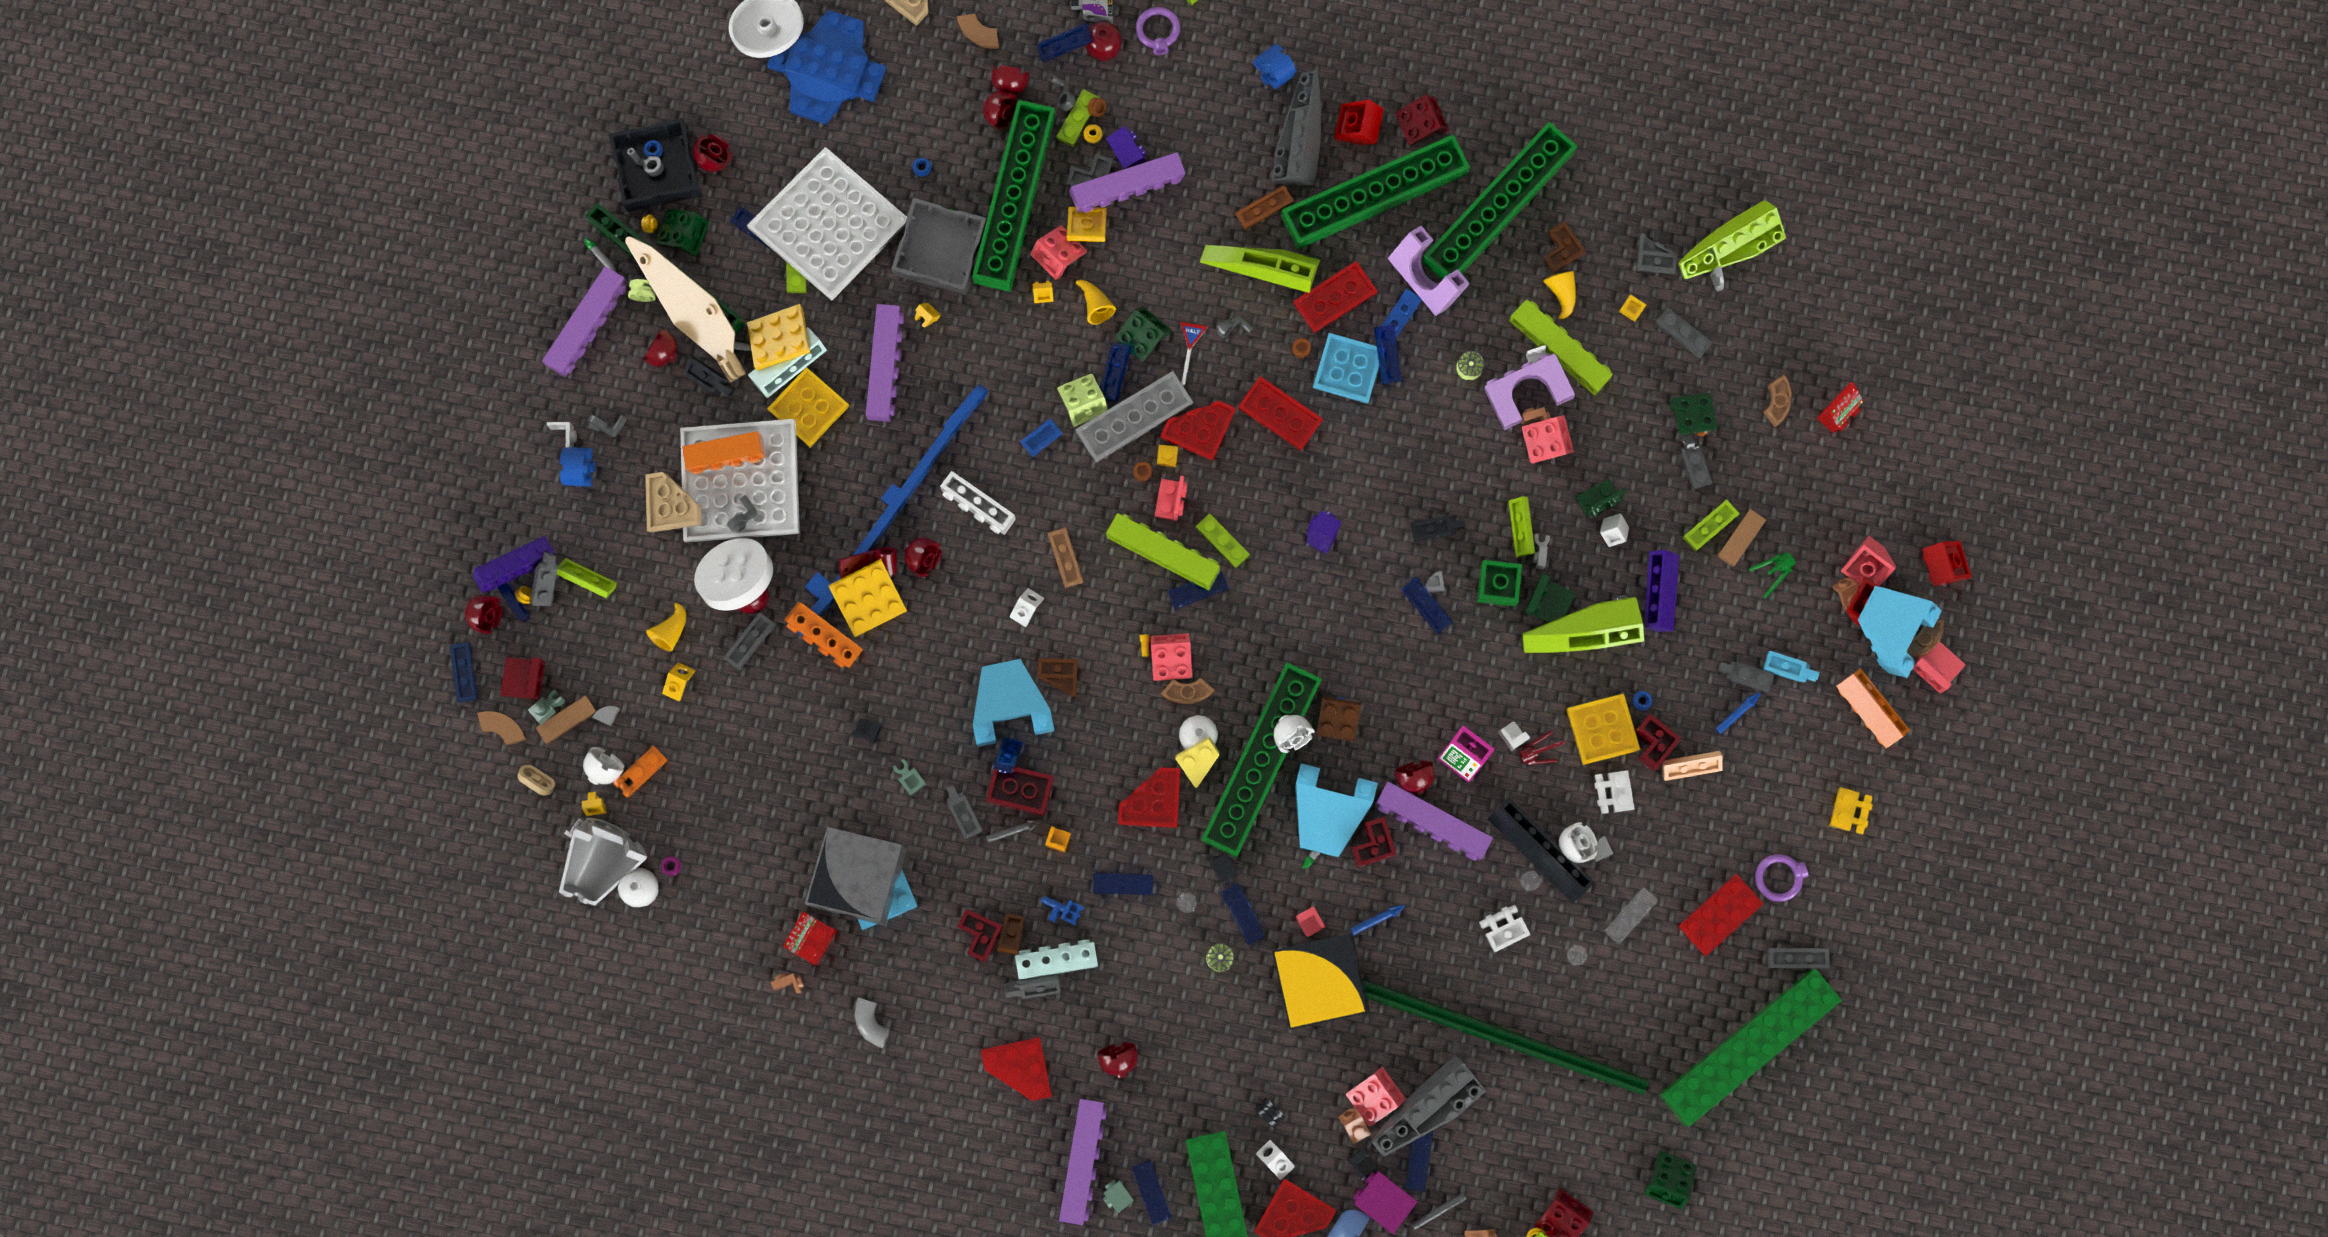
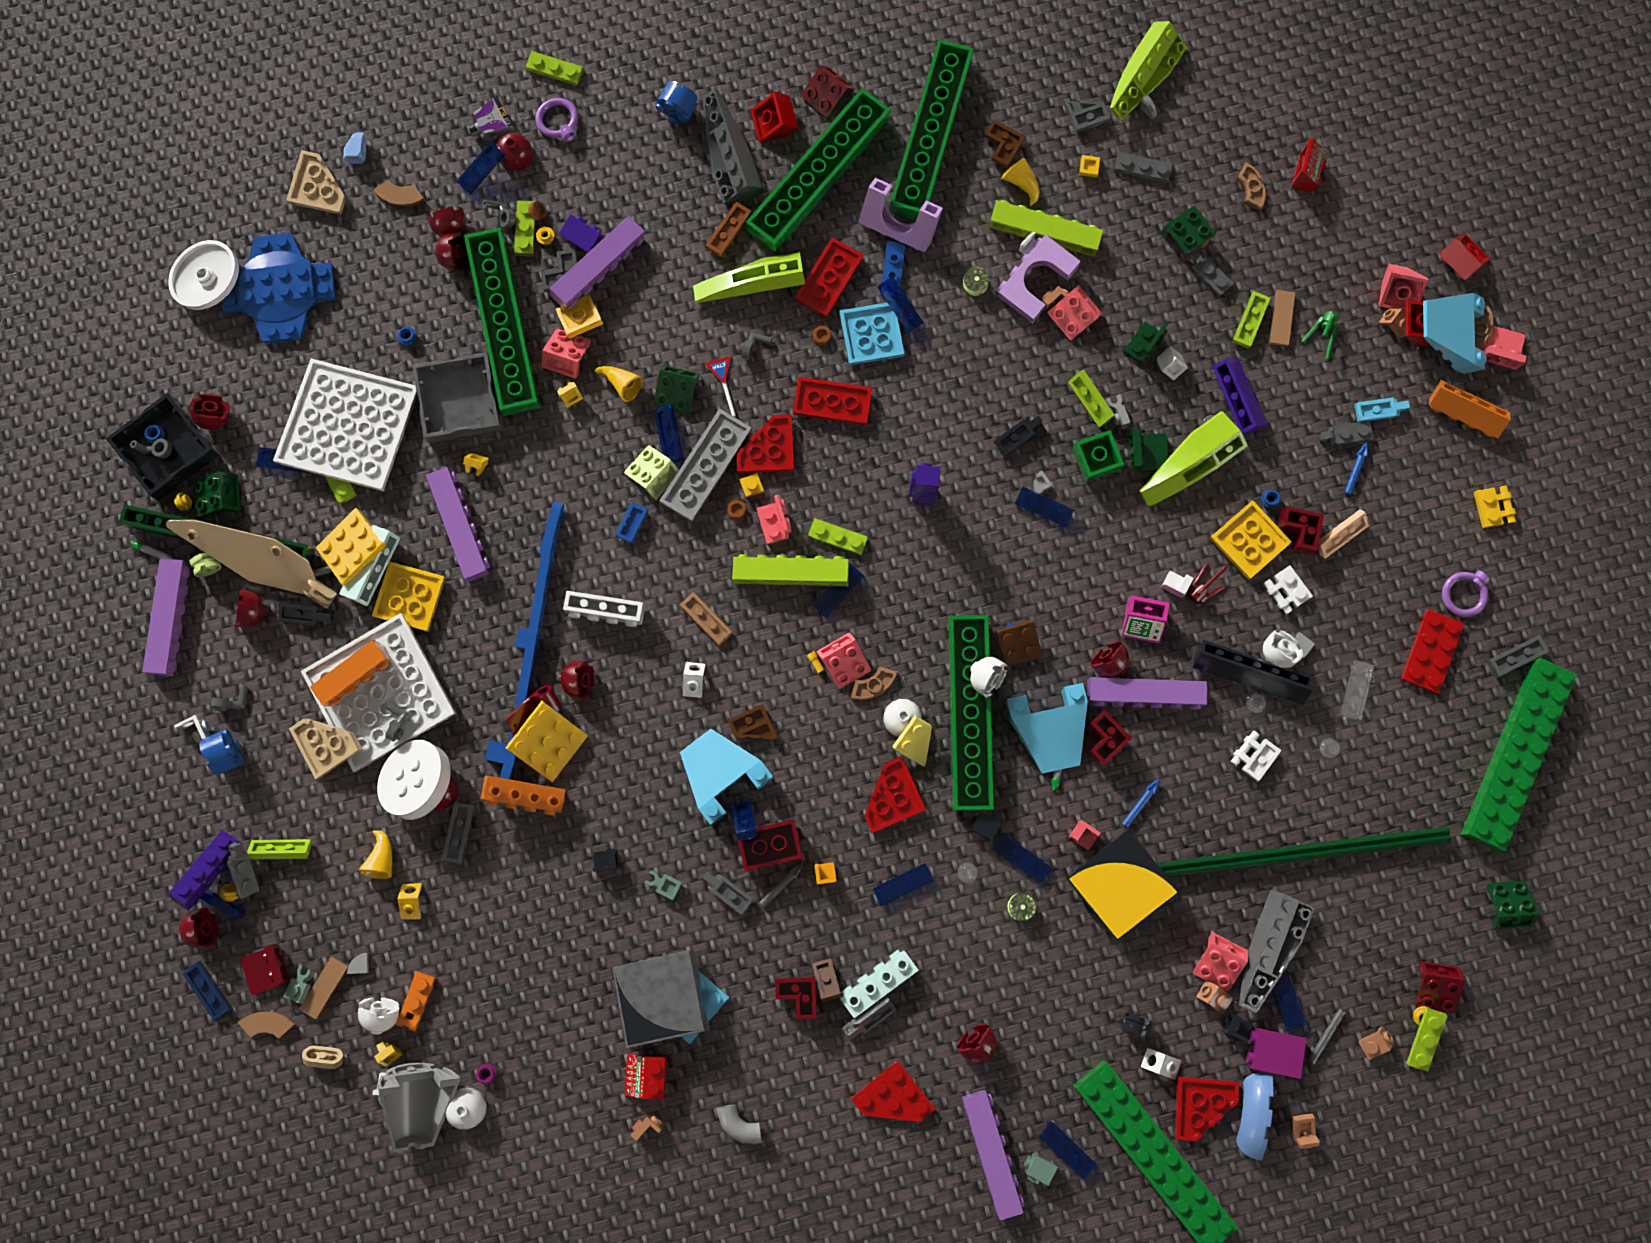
camera: 25 degrees left, 0 degrees up
(1066, 910) = (864, 933): blue arm -> none

